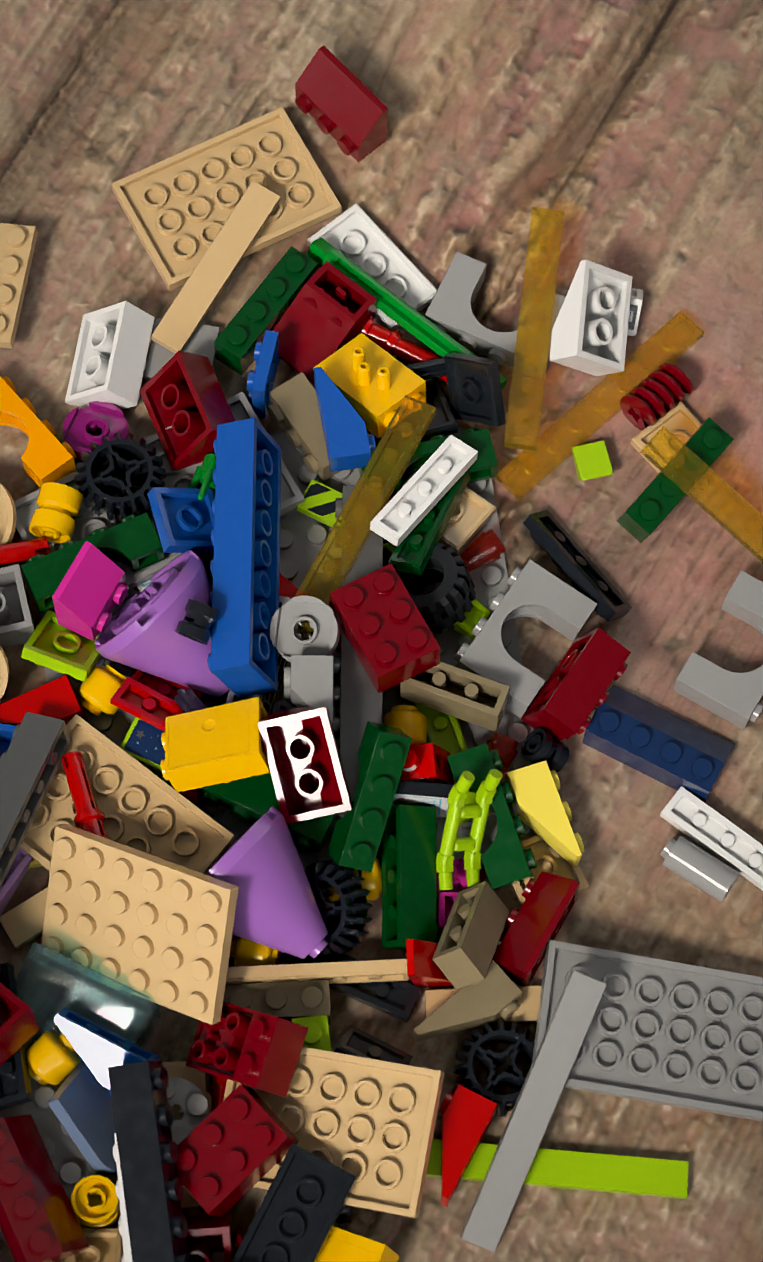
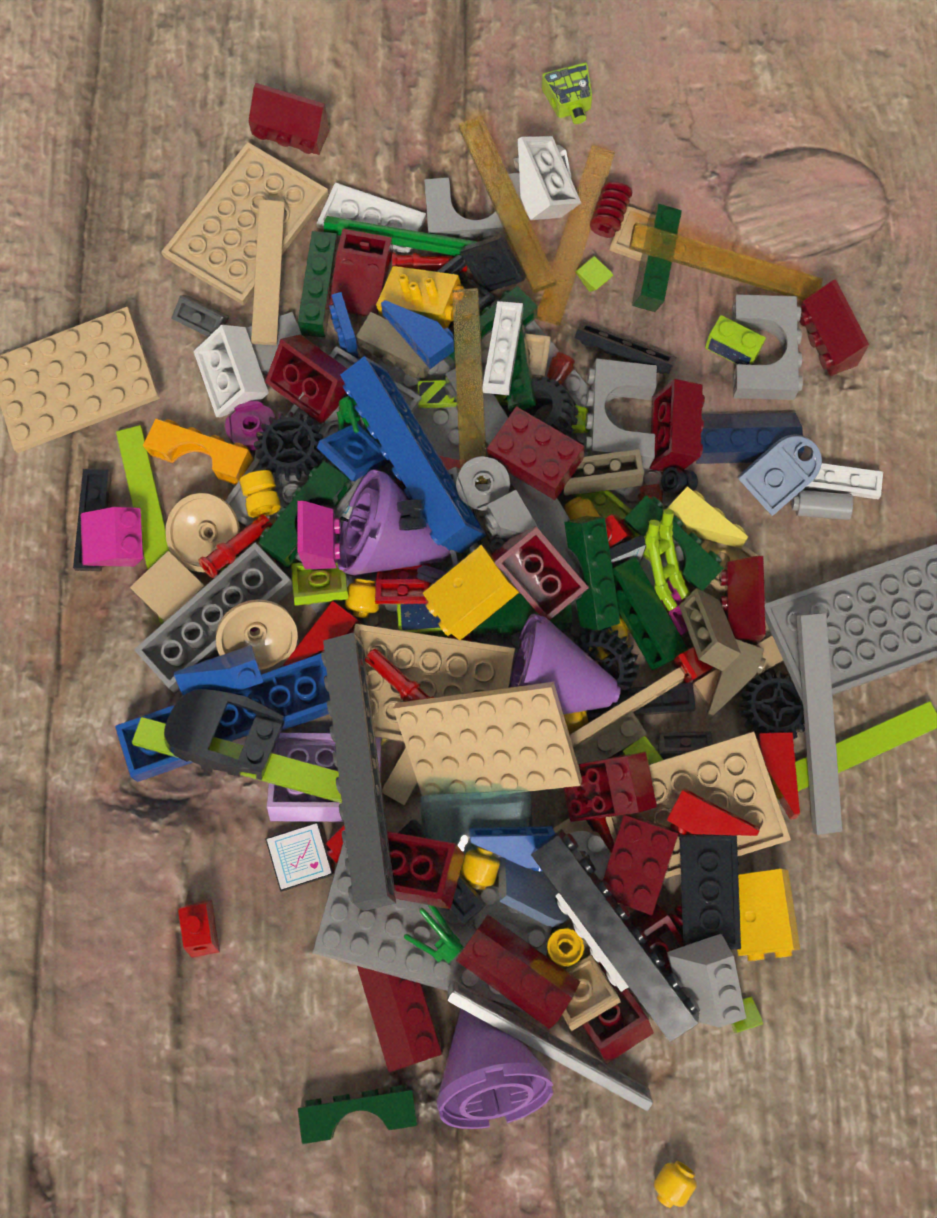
camera: 25 degrees left, 5 degrees up
(112, 276) = (198, 315): none -> dark grey slope
(327, 1133) = (701, 816): none -> red slope
(666, 803) = (780, 472): none -> tile
(691, 234) = (569, 92): none -> torso
(709, 625) = (734, 342): none -> lime brick

